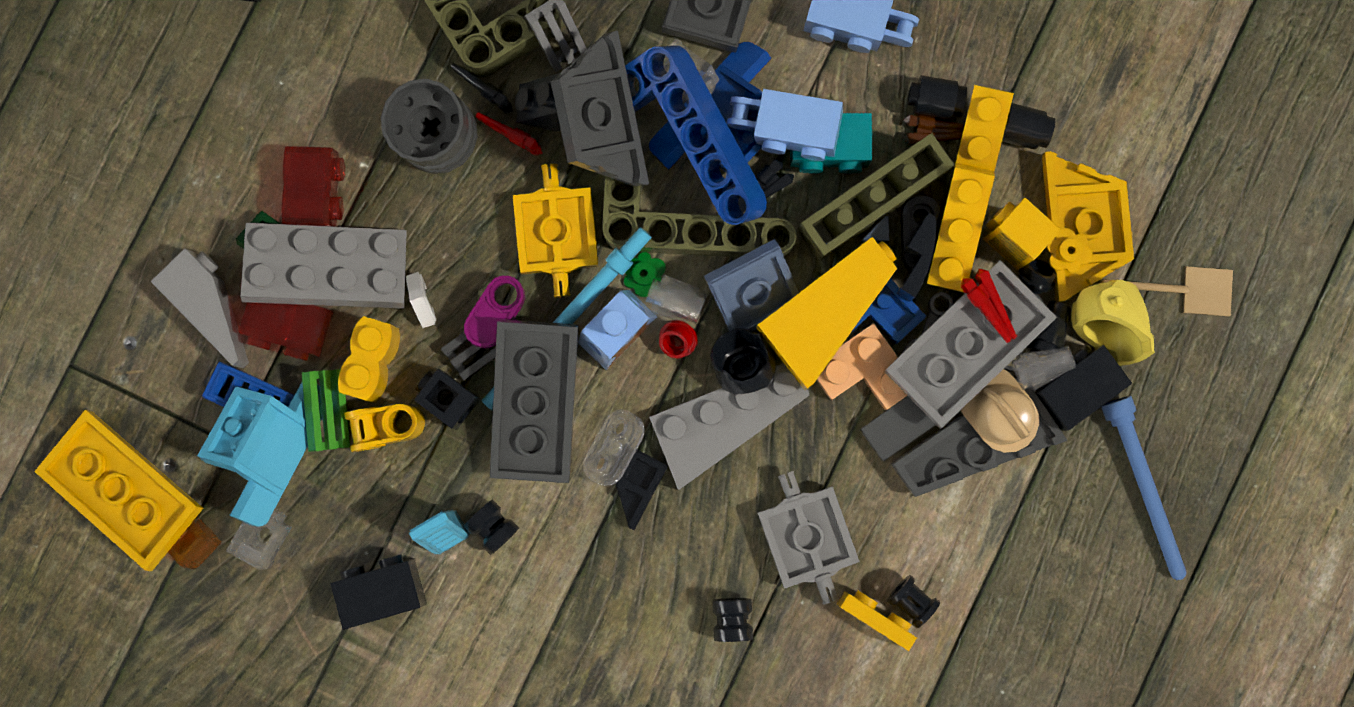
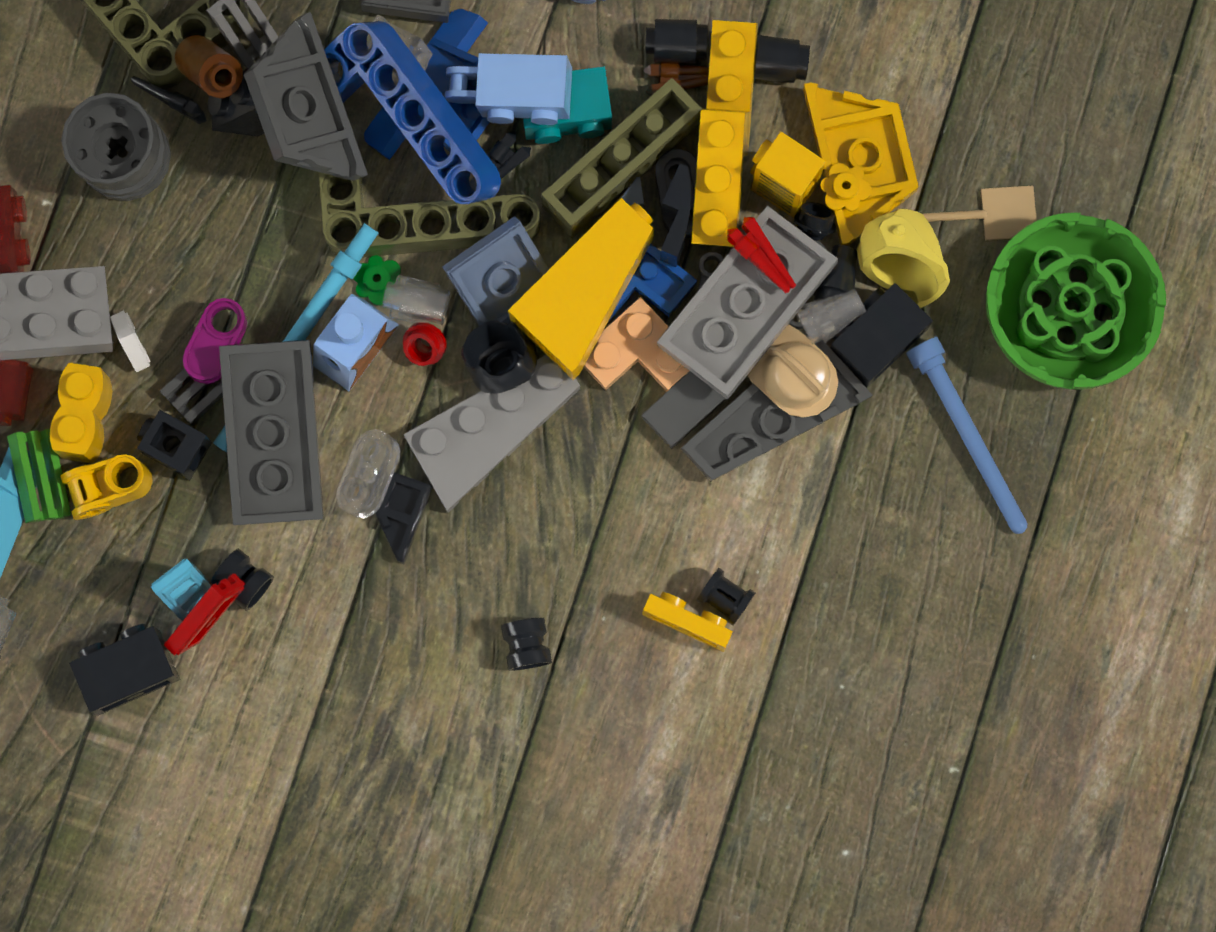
camera: 10 degrees left, 5 degrees down
(454, 557) = (204, 615): none -> red tile
(515, 135) = (214, 146): red piece -> none
(520, 67) = (208, 66): none -> reddish brown brick
(555, 230) = (271, 244): yellow plate -> none
(808, 537) = (599, 542): light grey plate -> none
(1301, 362) = (1118, 275): none -> bright green brick

